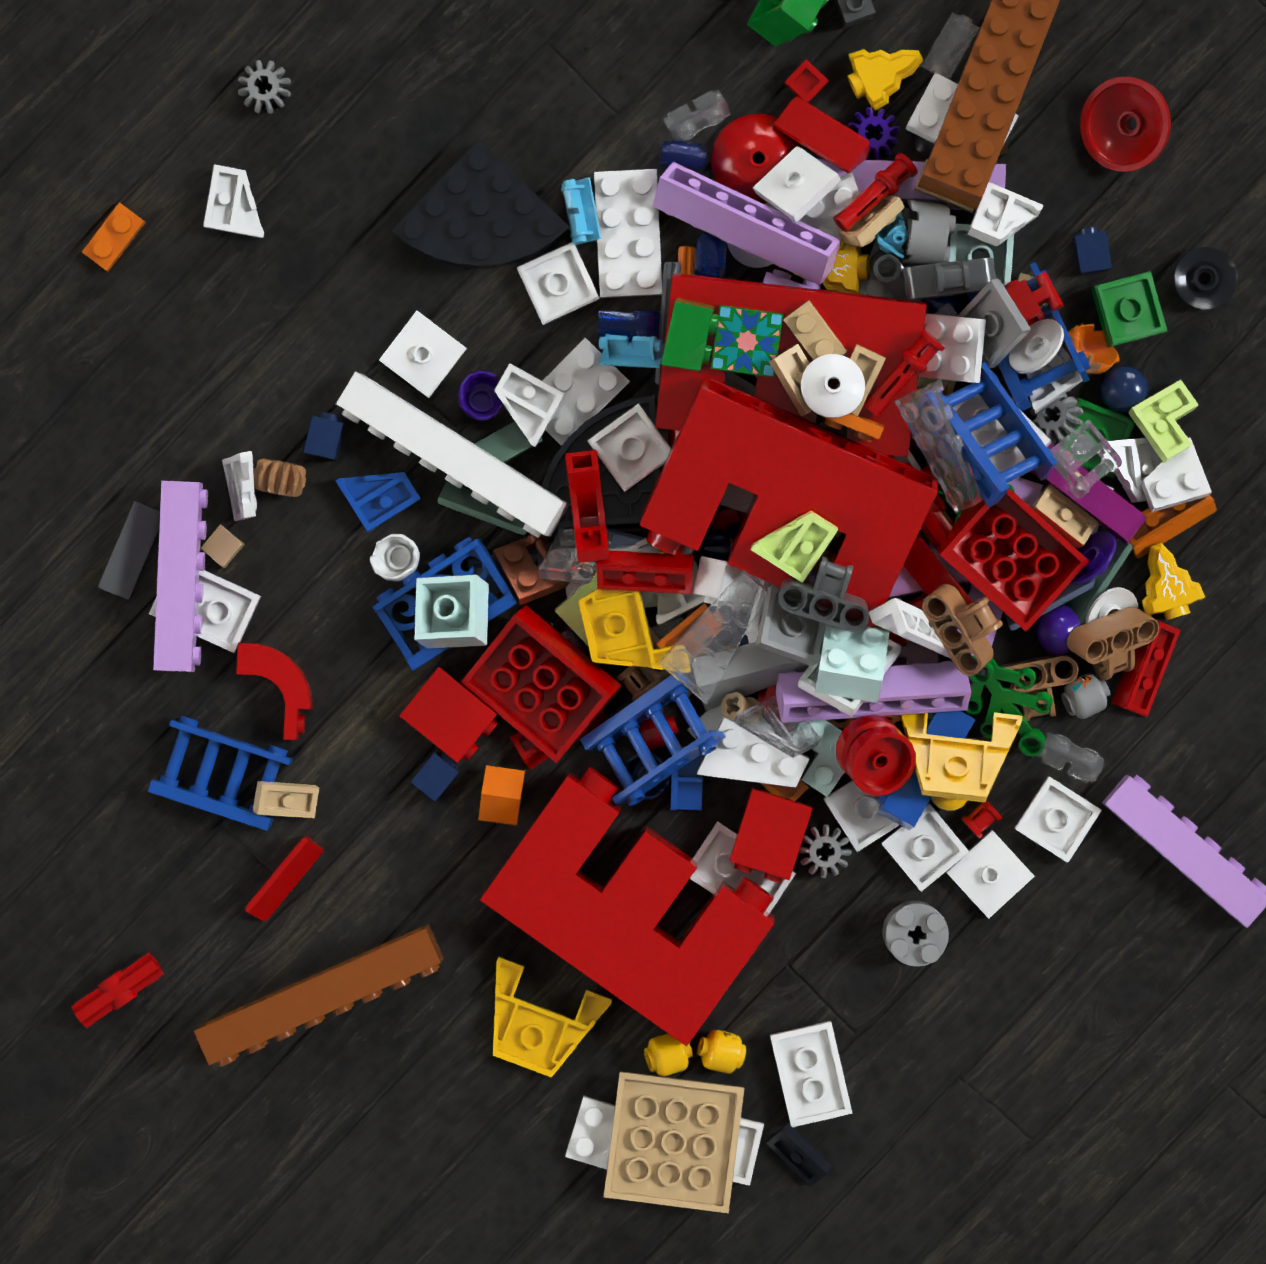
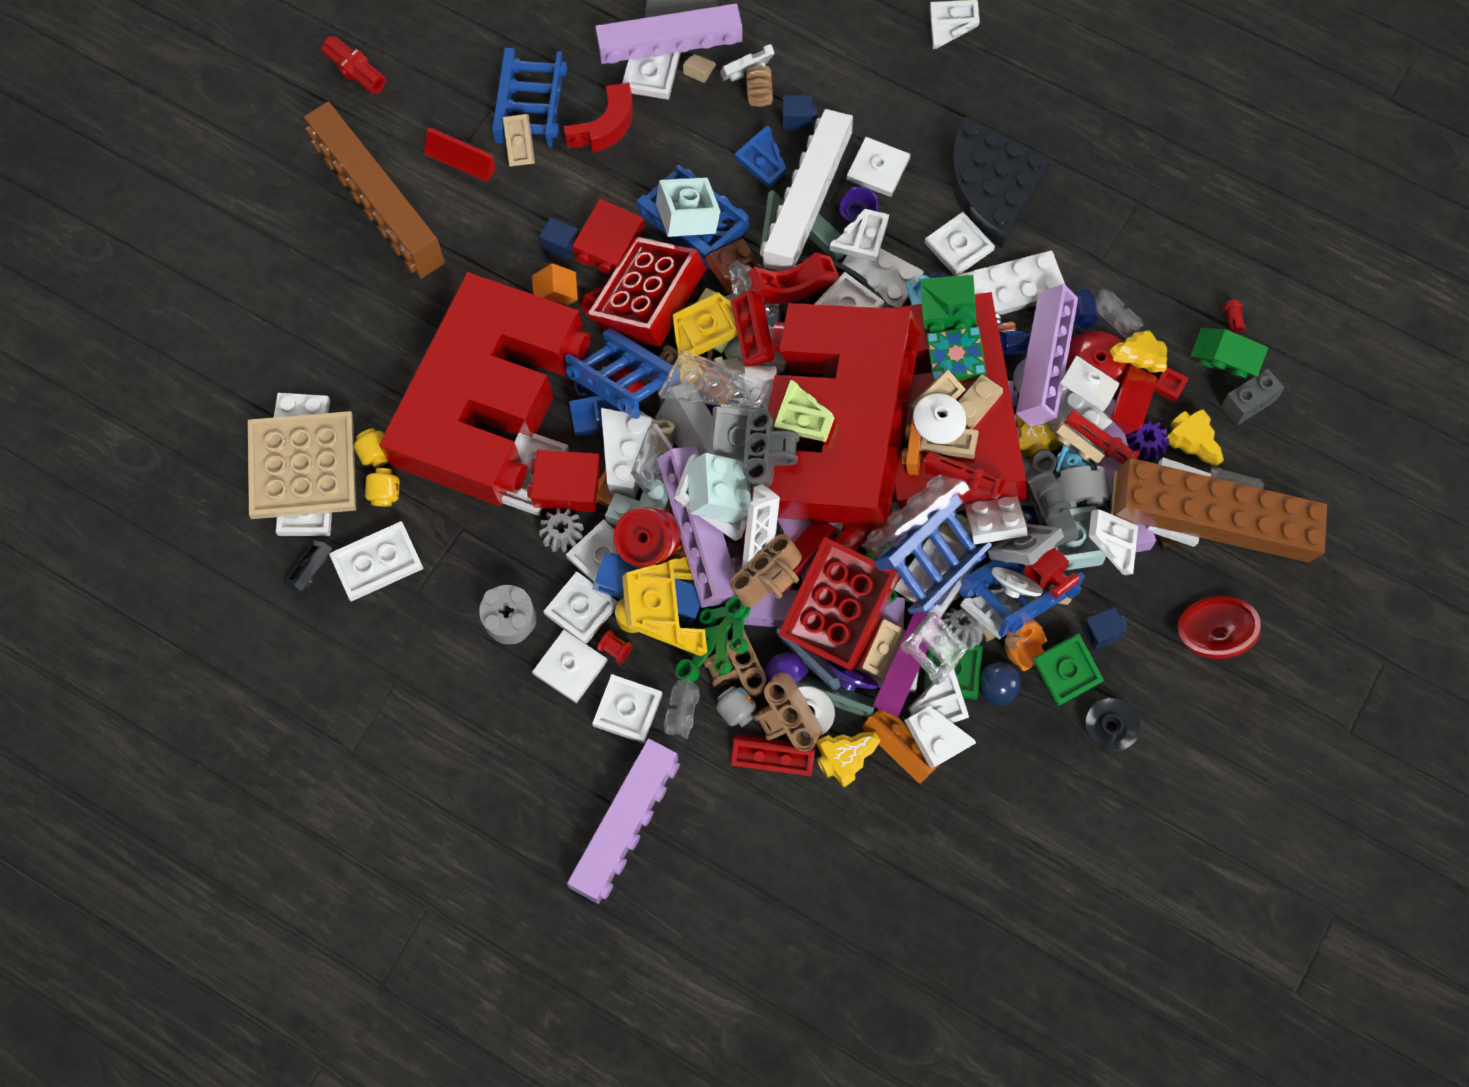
camera: 85 degrees right, 20 degrees down
(255, 93) = (1043, 22): light grey gear -> none
(395, 557) = (721, 175): white hair -> none
(535, 1034) = (372, 346): yellow wing -> none
(581, 210) = (1010, 248): medium azure hinge -> none
(760, 105) = (1142, 352): none -> yellow rock
(1158, 418) = (985, 710): yellowish green plate -> none

